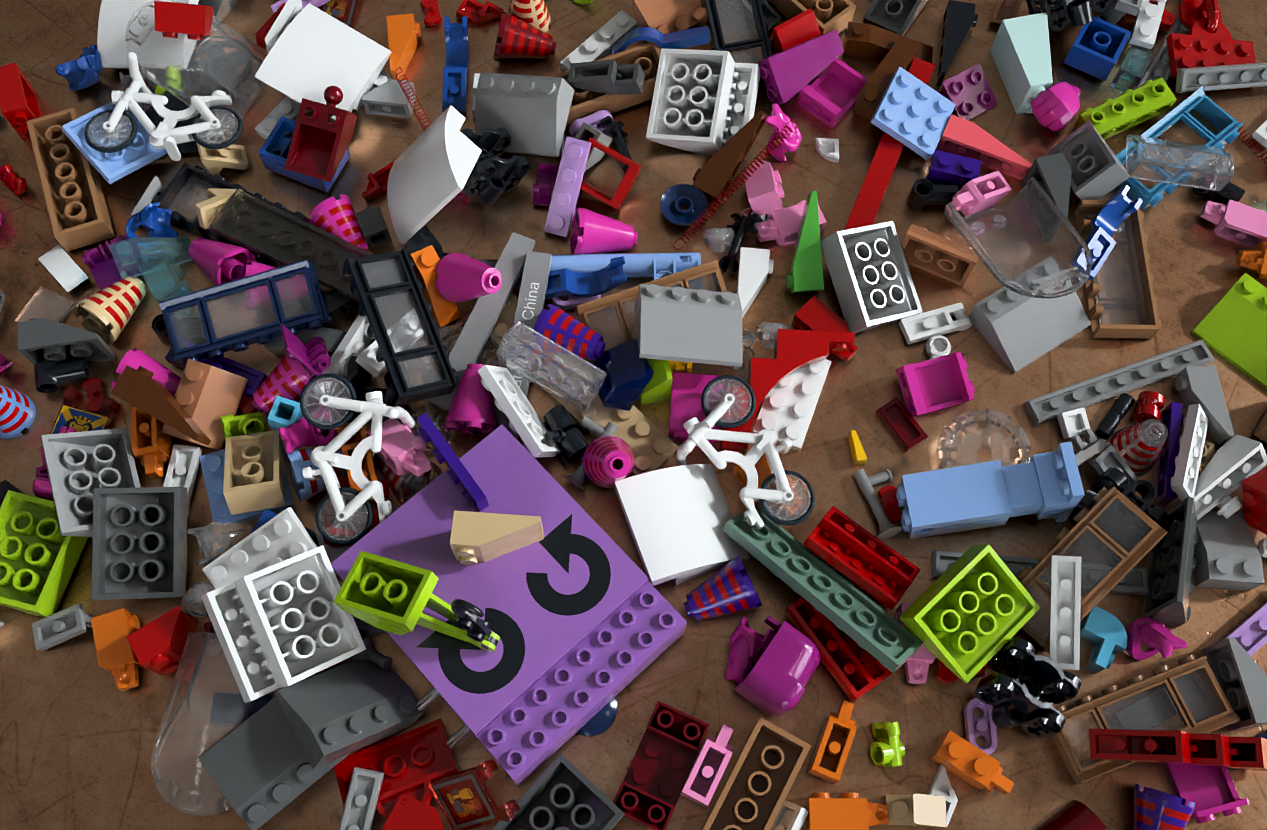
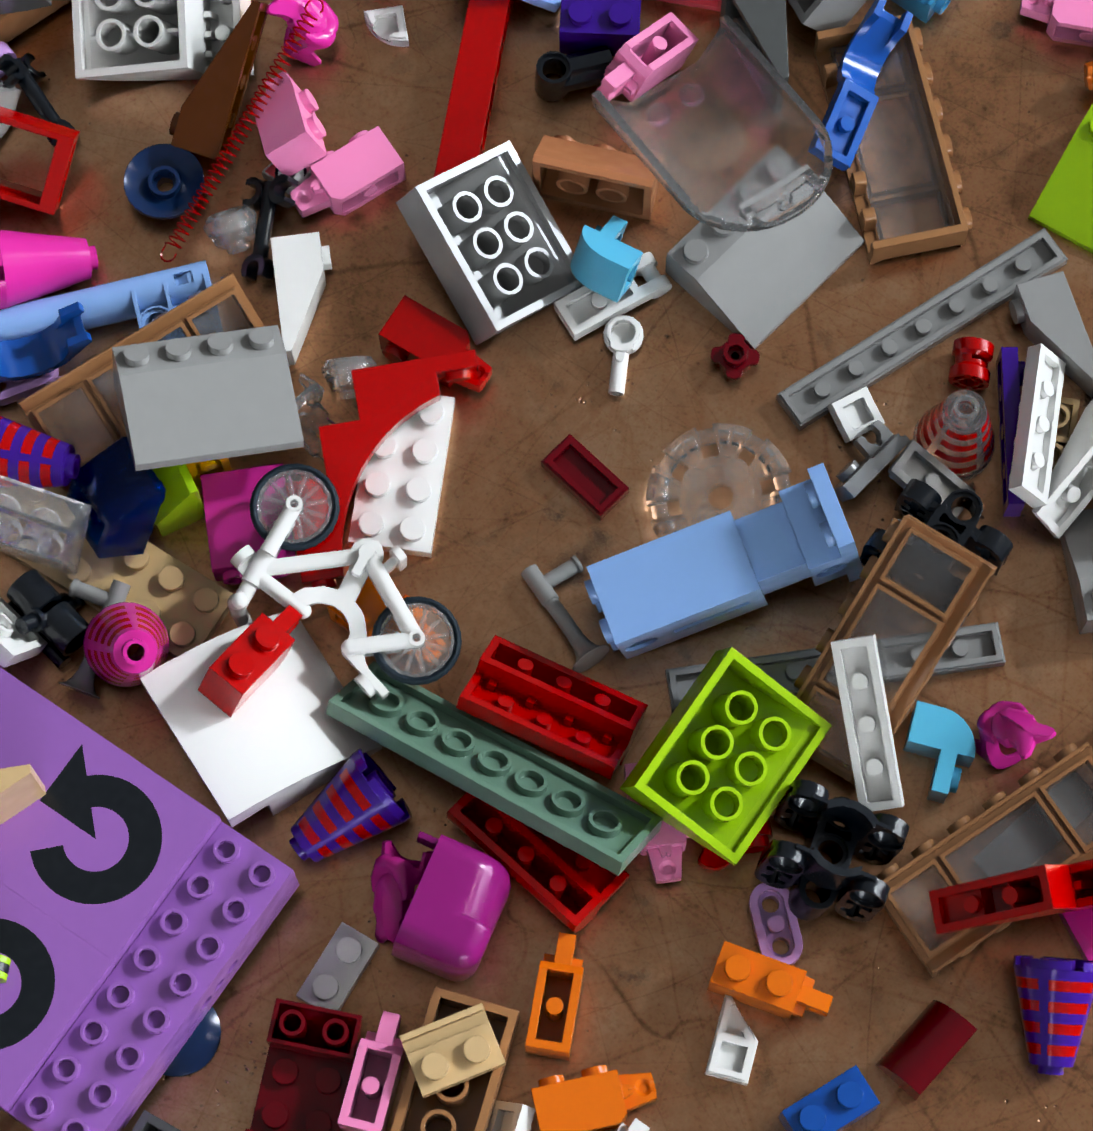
camera: 10 degrees left, 5 degrees up
(684, 486) = (249, 661): none -> red hinge
(698, 690) = (338, 969): none -> white plate
(765, 761) = (452, 1050): none -> tan plate
(806, 262) = (382, 239): bright green slope -> none
(857, 450) = (522, 539): yellow piece -> none
(888, 749) = (642, 989): lime plate -> none
(890, 503) = (585, 612): red piece -> none
(916, 810) = (696, 1070): slope -> none
(935, 384) = (625, 400): dark pink panel -> none
(937, 300) = (604, 261): none -> medium azure brick
(1000, 379) = (735, 367): none -> dark red plate
(1114, 416) = (921, 385): black piece -> none
(1172, 568) = (1034, 612): dark grey slope -> none

